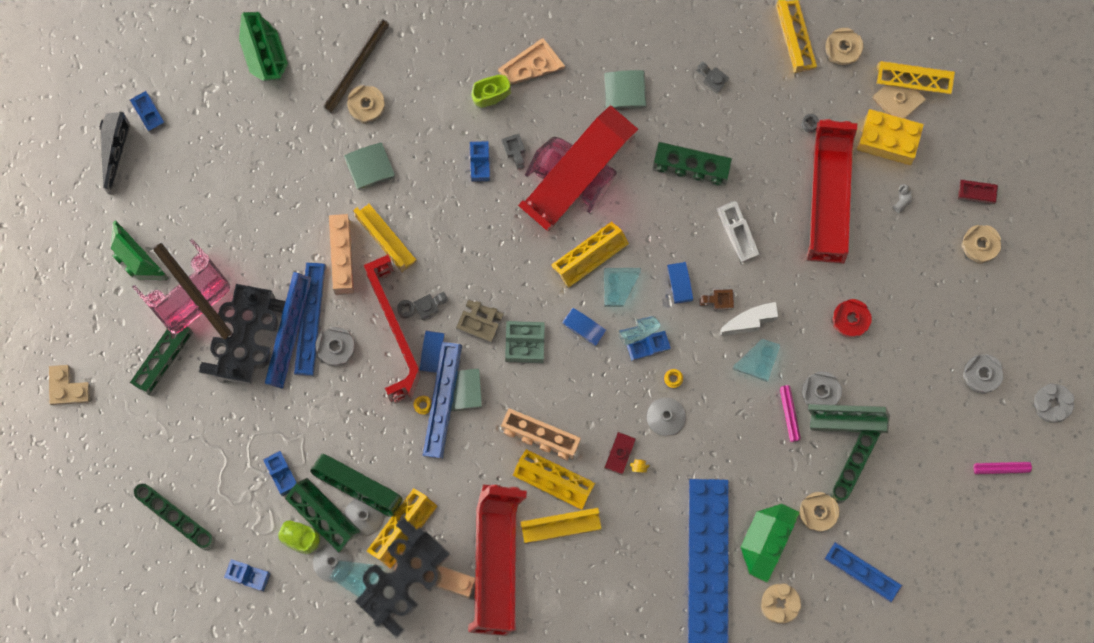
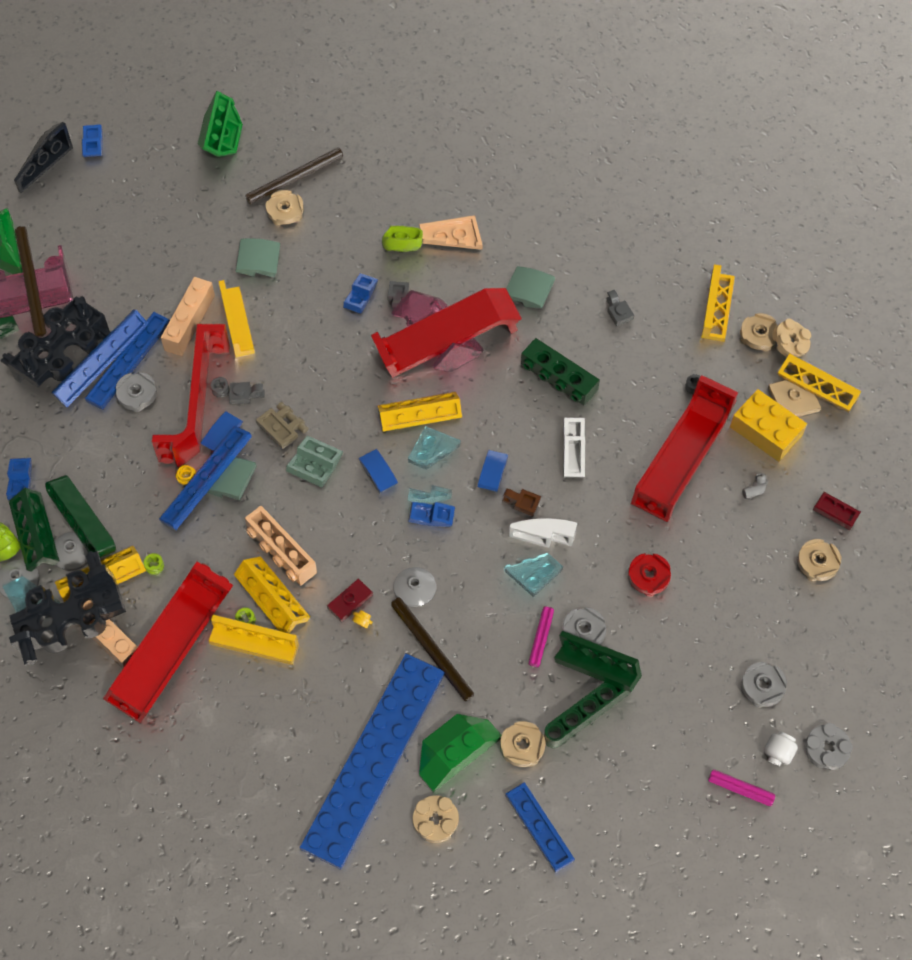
camera: 25 degrees right, 15 degrees down
(444, 501) = (153, 570): none -> lime bush
(543, 514) = (248, 612): none -> lime bush
(673, 372) = (440, 548): yellow plate -> none
(708, 464) = (432, 649): none -> dark brown axle
(882, 39) = (799, 334): none -> tan plate
(1019, 423) = (780, 748): none -> white head

